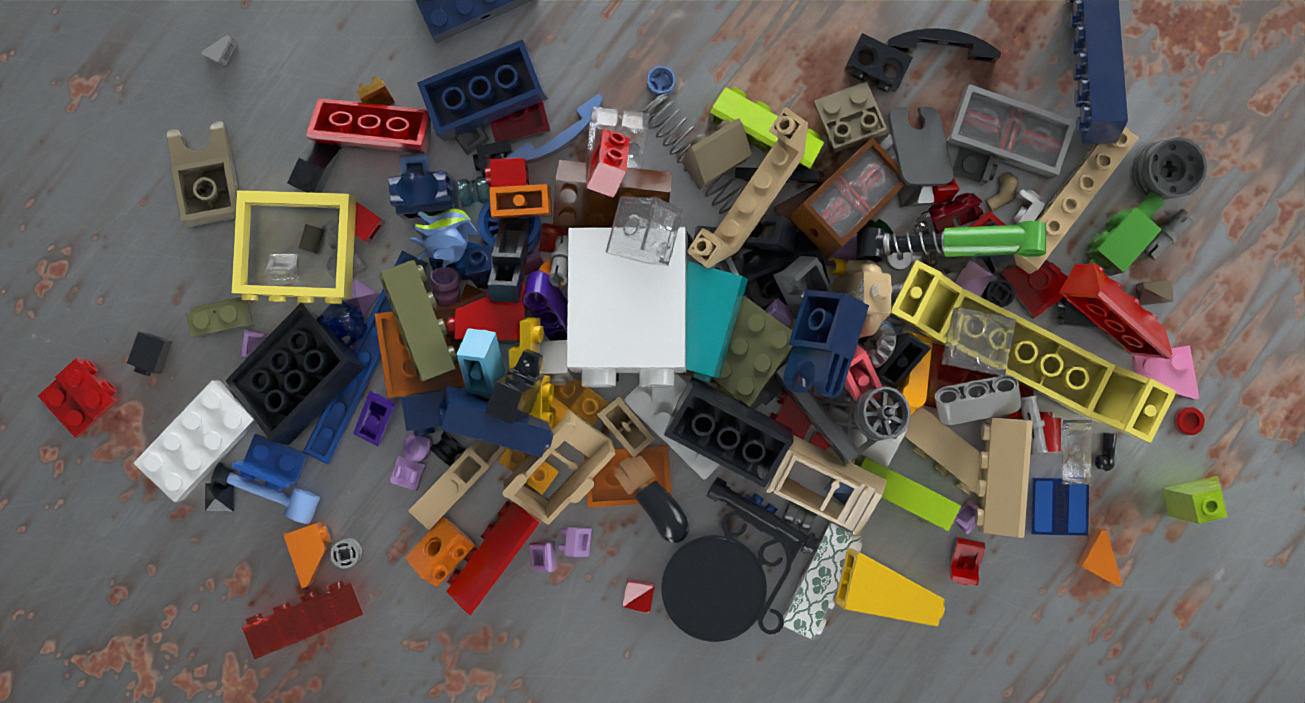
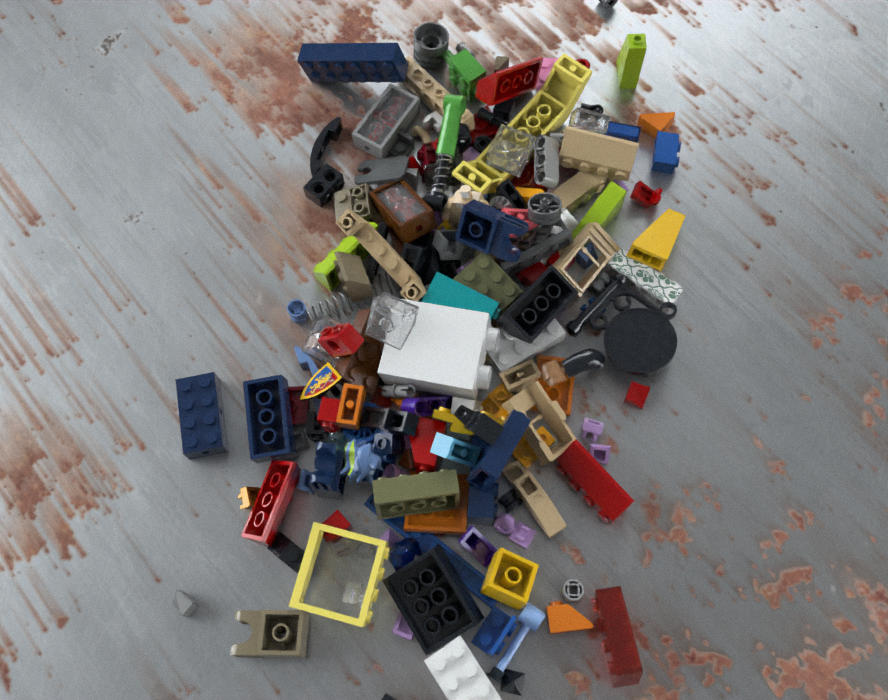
camera: 70 degrees left, 20 degrees down
(219, 317) = (377, 647): olive window -> none
(311, 238) = (338, 567): dark grey hinge -> none
(339, 468) = (509, 578): none -> yellow brick
(439, 551) = (573, 517): orange brick -> none
(549, 150) = (321, 383): none -> shield
(1048, 300) = (491, 118): none -> black axle
(1050, 580) = (665, 152): none -> blue brick

